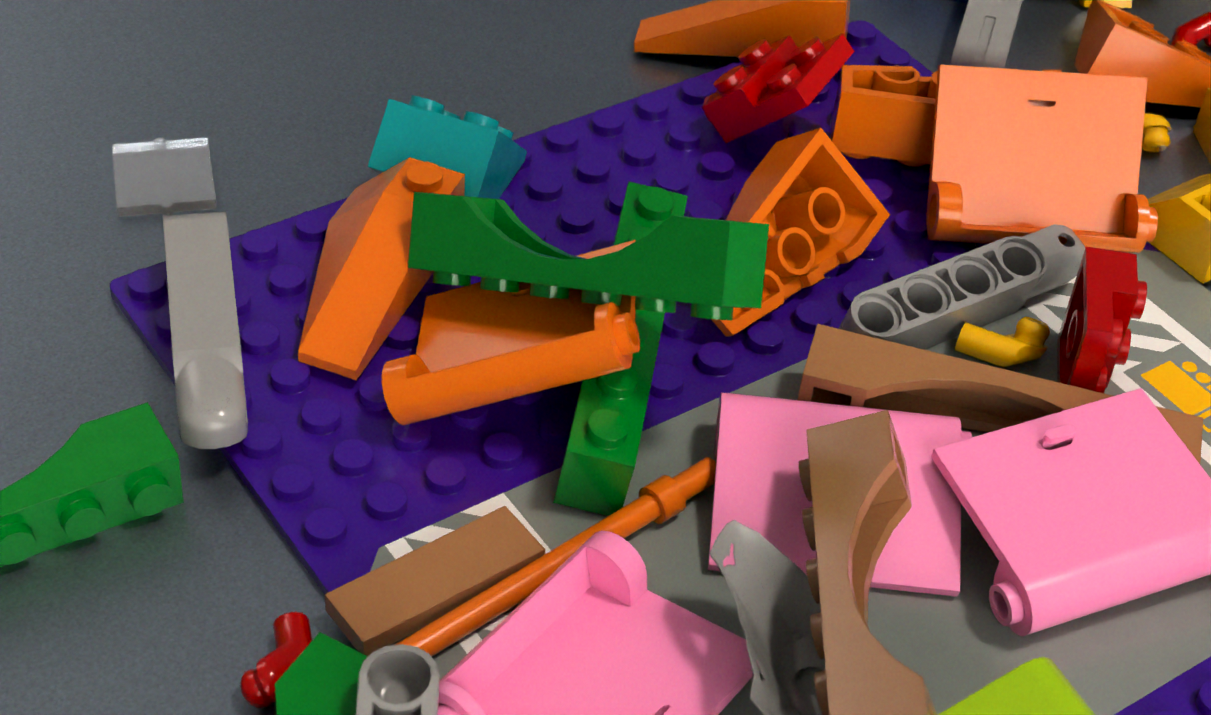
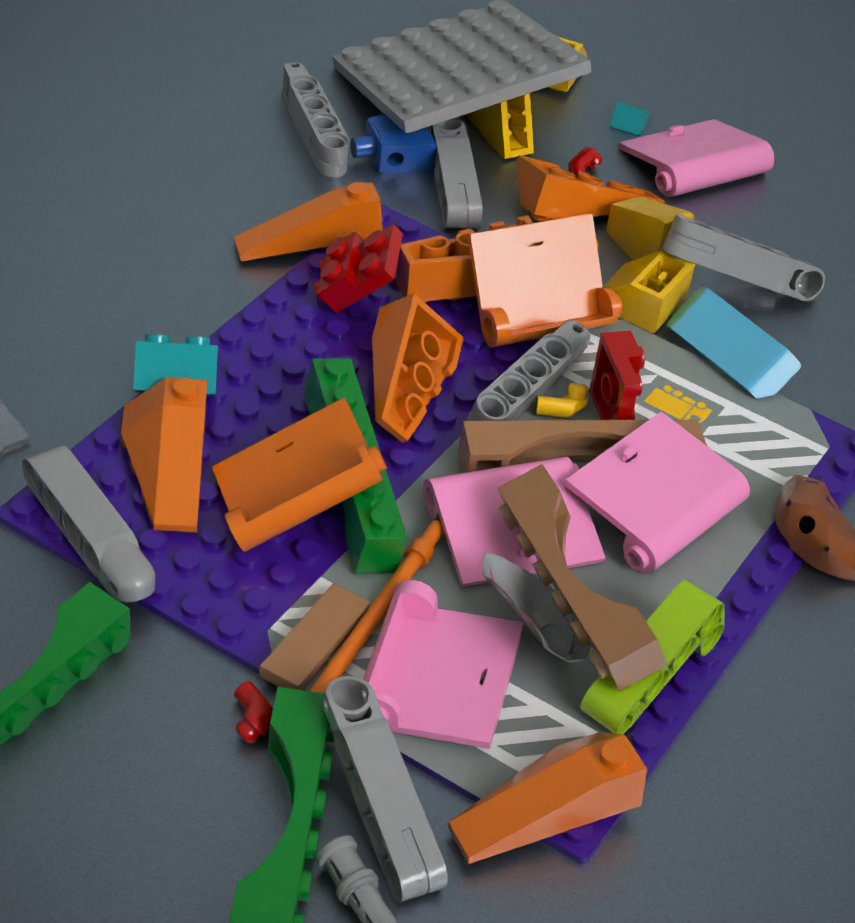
camera: 25 degrees left, 0 degrees up
(680, 261) = (244, 420): green arch -> none

